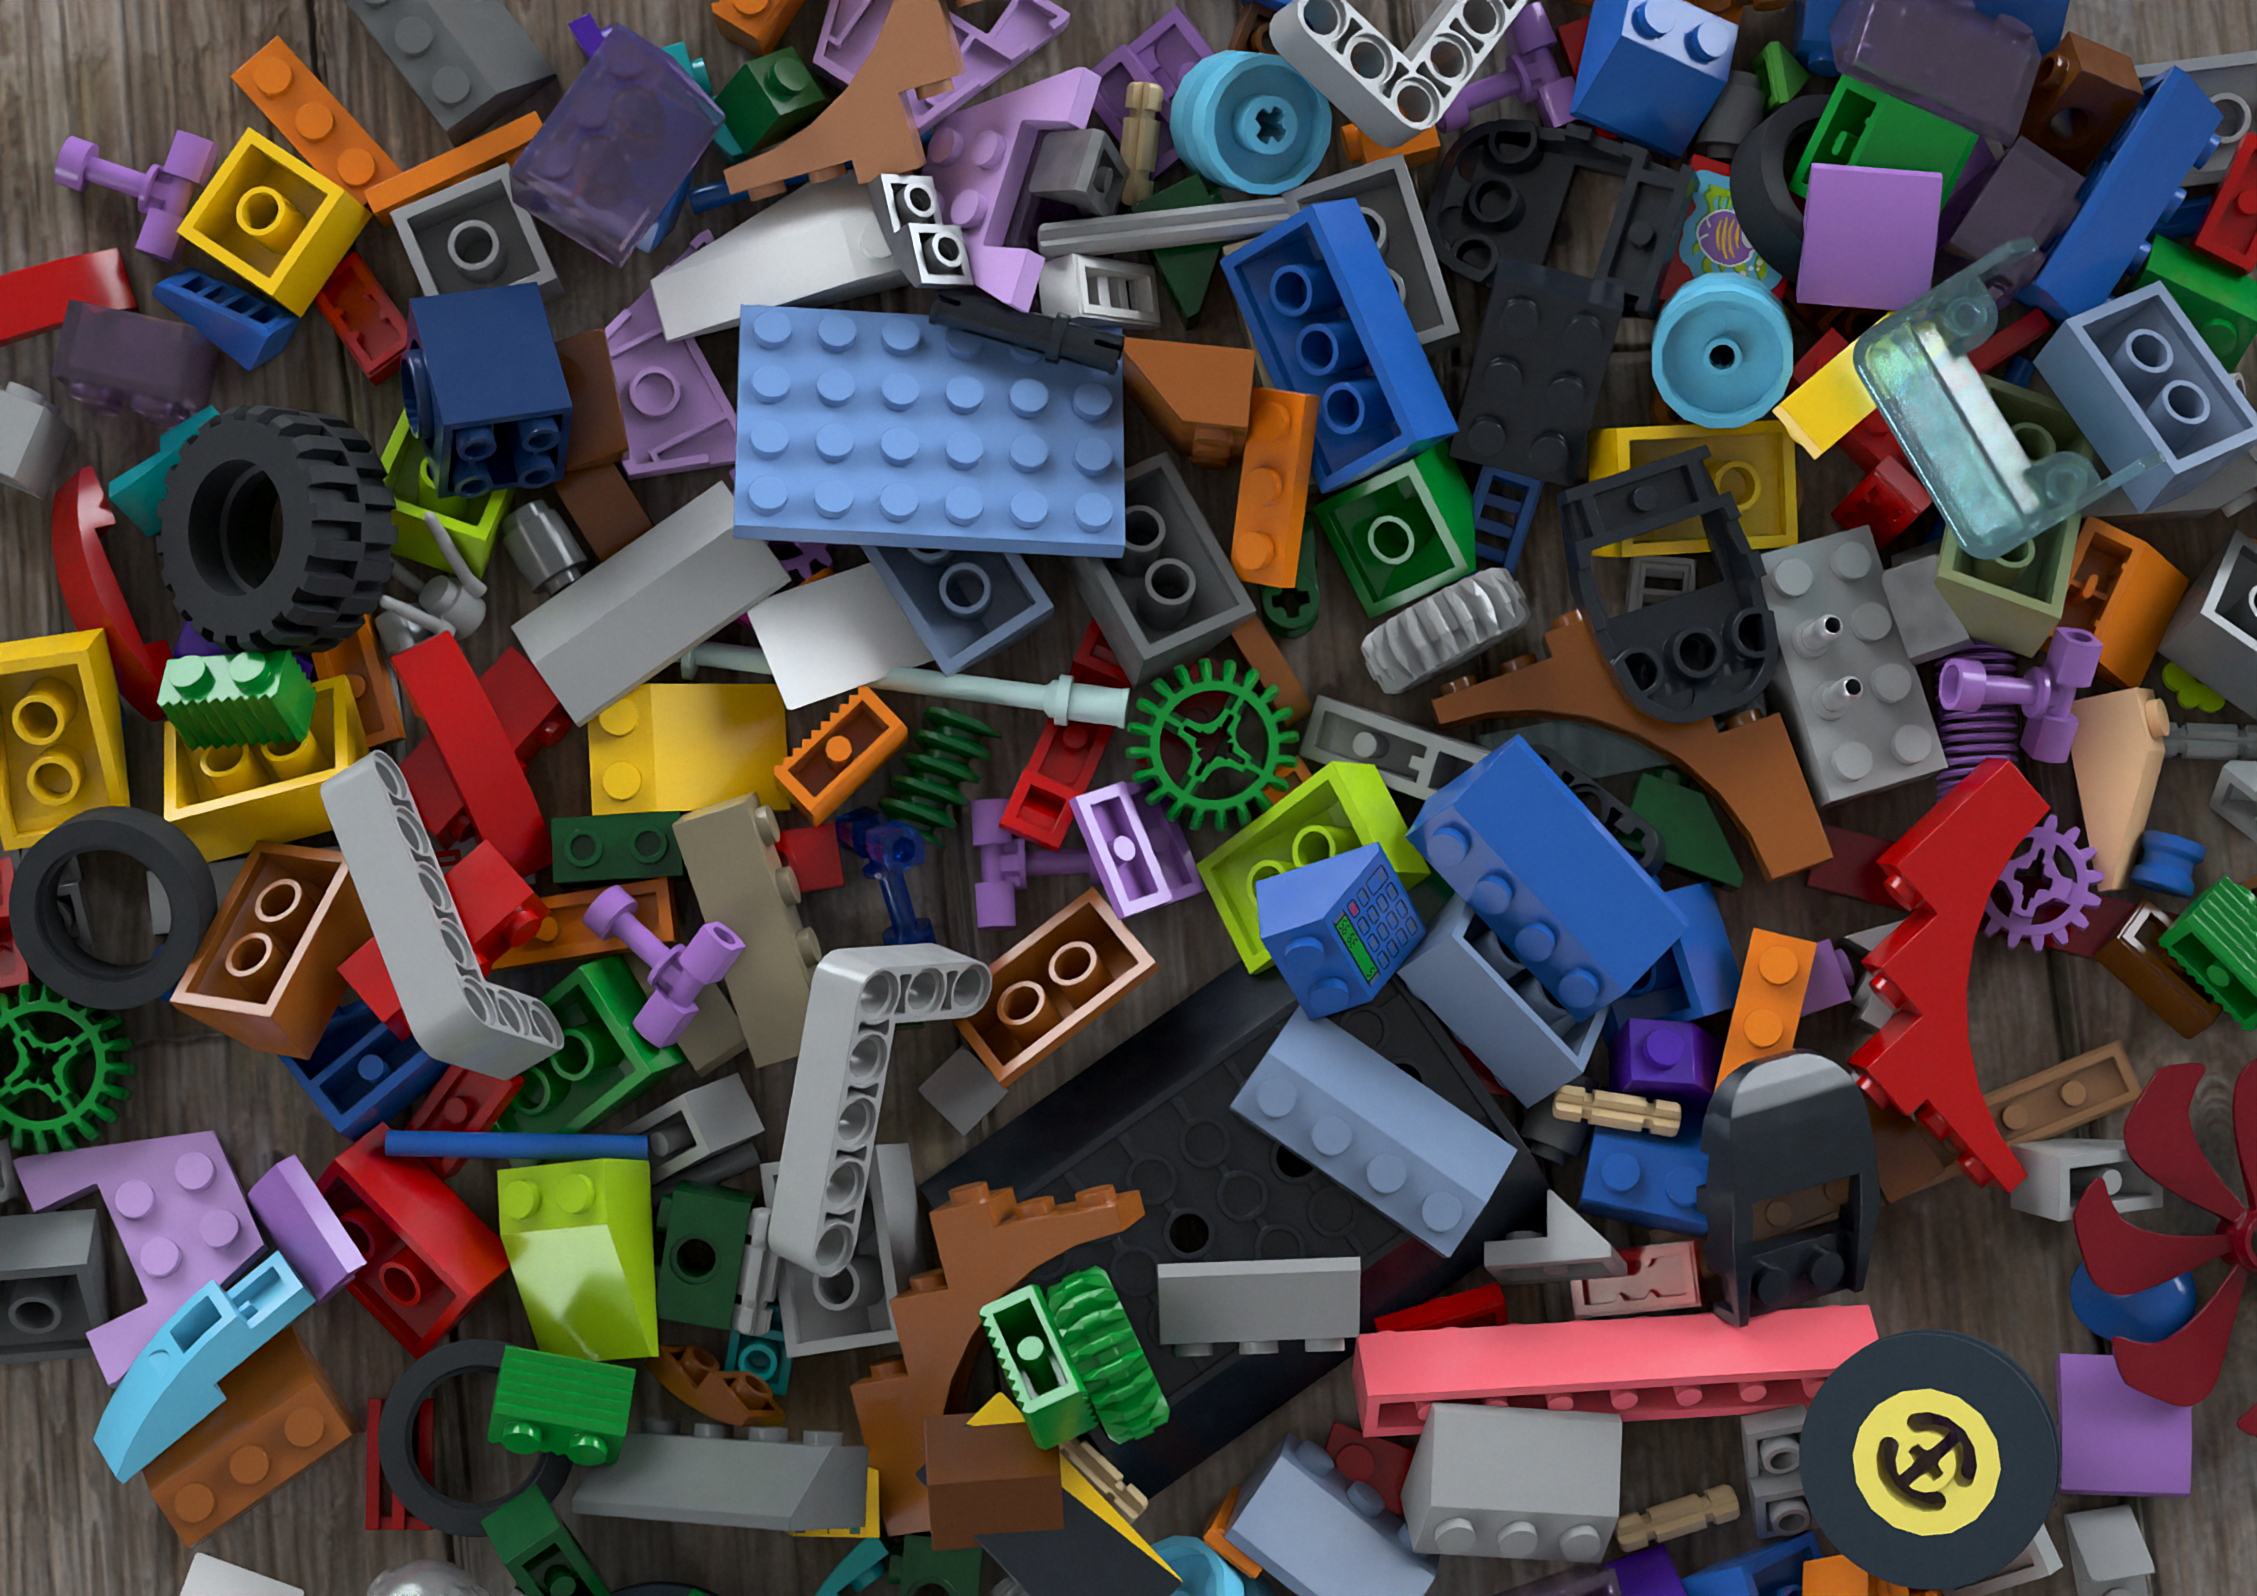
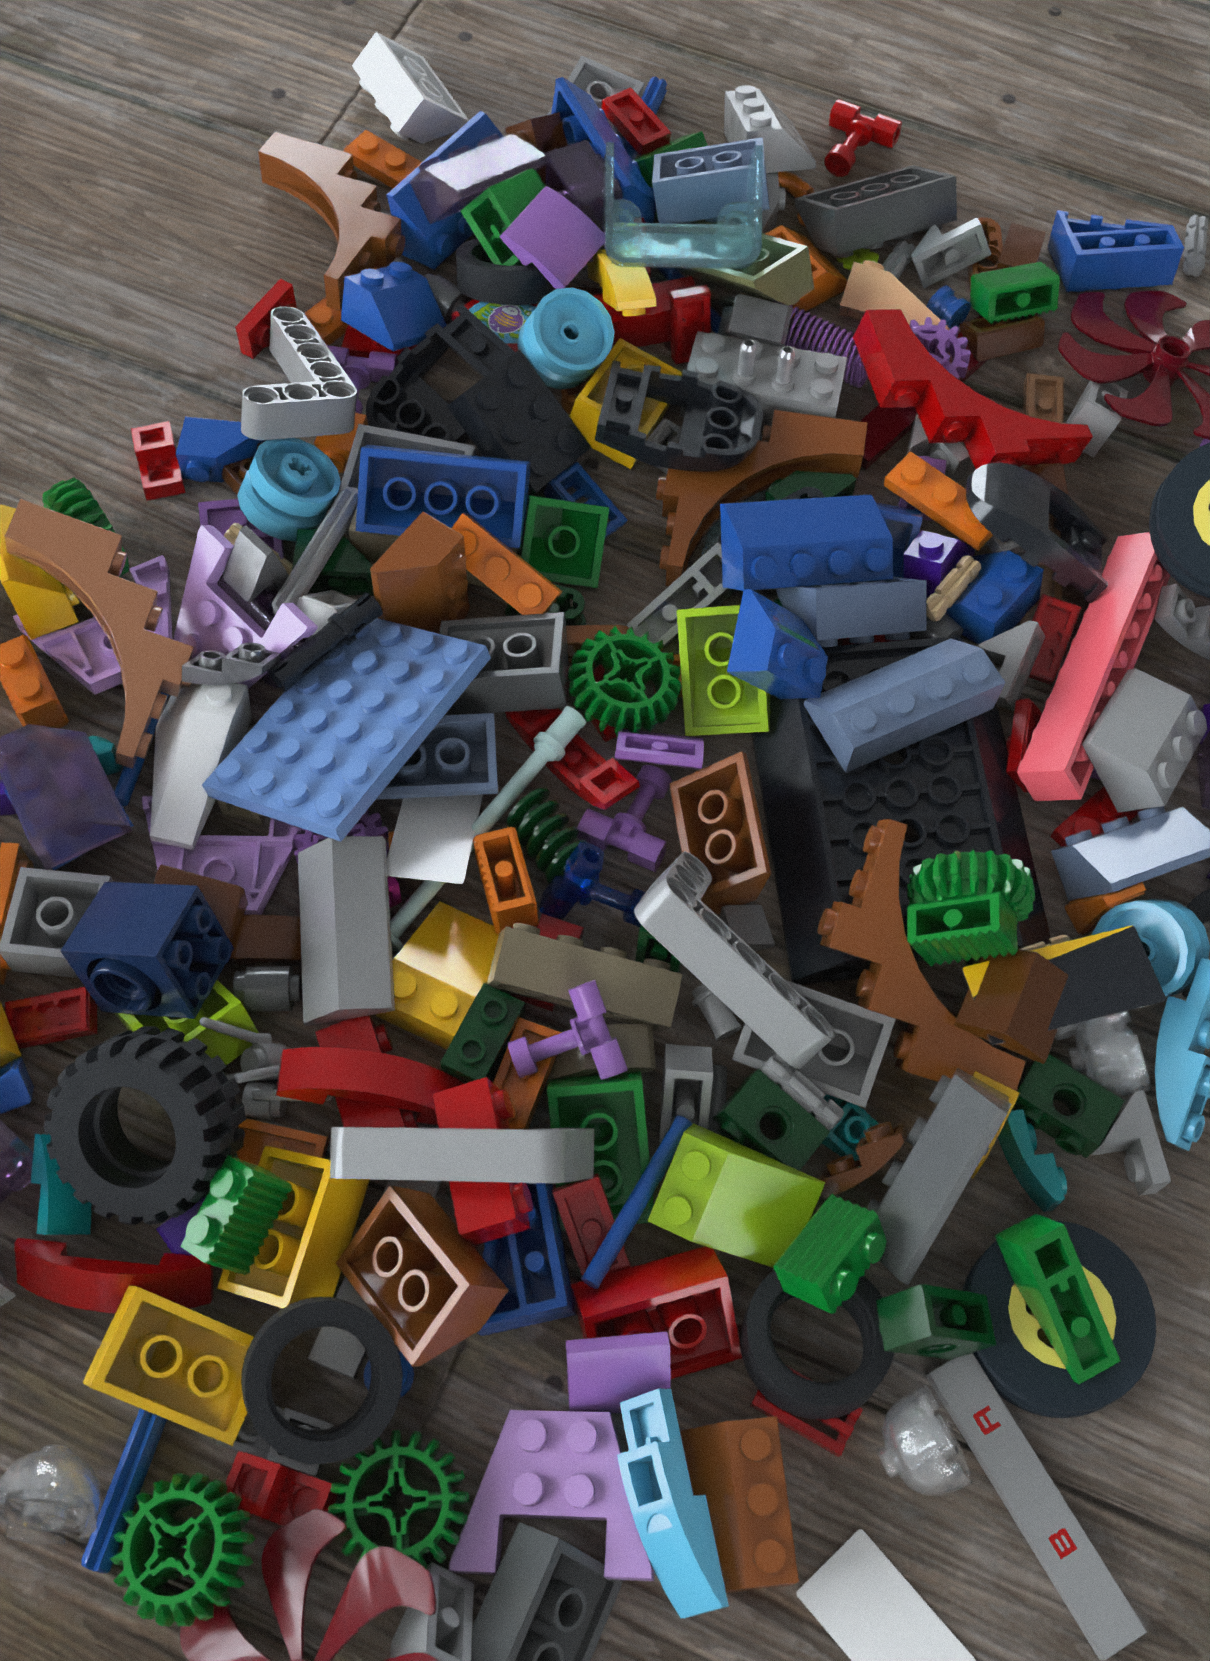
camera: 60 degrees left, 20 degrees down
(771, 100) = (96, 705): dark green slope -> none
(1258, 1304) = (980, 793): light grey slope -> none
(1445, 630) = (632, 540): light grey gear -> none
(1676, 1518) = (1194, 679): tan axle -> none
(1780, 75) = (436, 266): bright green slope -> none
(2043, 692) = (831, 300): medium lavender bar -> none
(2137, 1316) = (1170, 441): blue hat -> none

